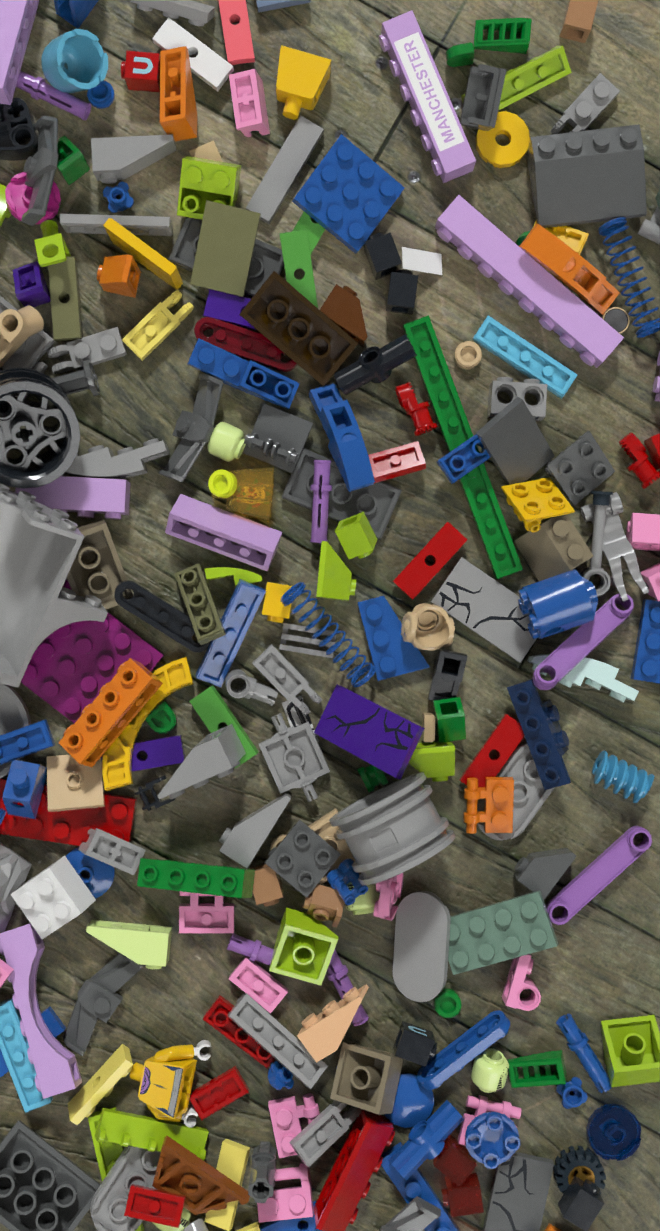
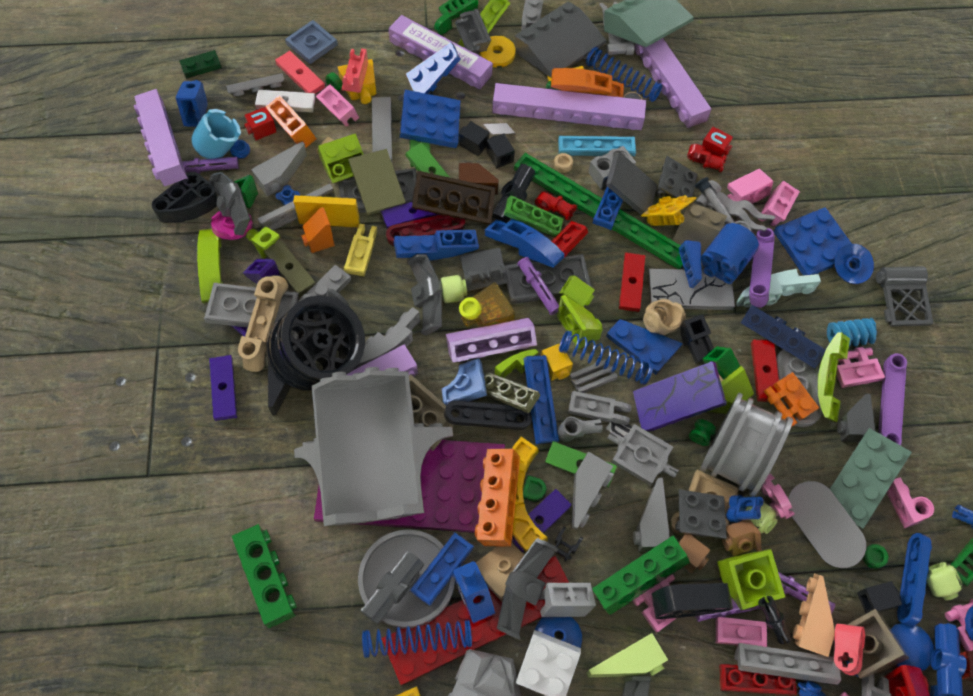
camera: 40 degrees left, 25 degrees down
(77, 814) = (524, 586): none -> dark grey plate
(166, 566) = (467, 385): none -> medium blue tile
(222, 934) = (691, 600): none -> black beam
(267, 62) = (334, 80): none -> green tile
(294, 71) = (355, 71): none -> coral hinge
(295, 998) = (775, 620): none -> black pin
(341, 1068) = (849, 643): none -> coral piece
(365, 400) = (533, 216): none -> bright green tile
(396, 123) = (427, 74): none -> wing
(510, 582) = (691, 259): none -> blue slope
(528, 831) = (836, 350): none -> lime slope
(593, 822) = (859, 372): none -> bright pink plate

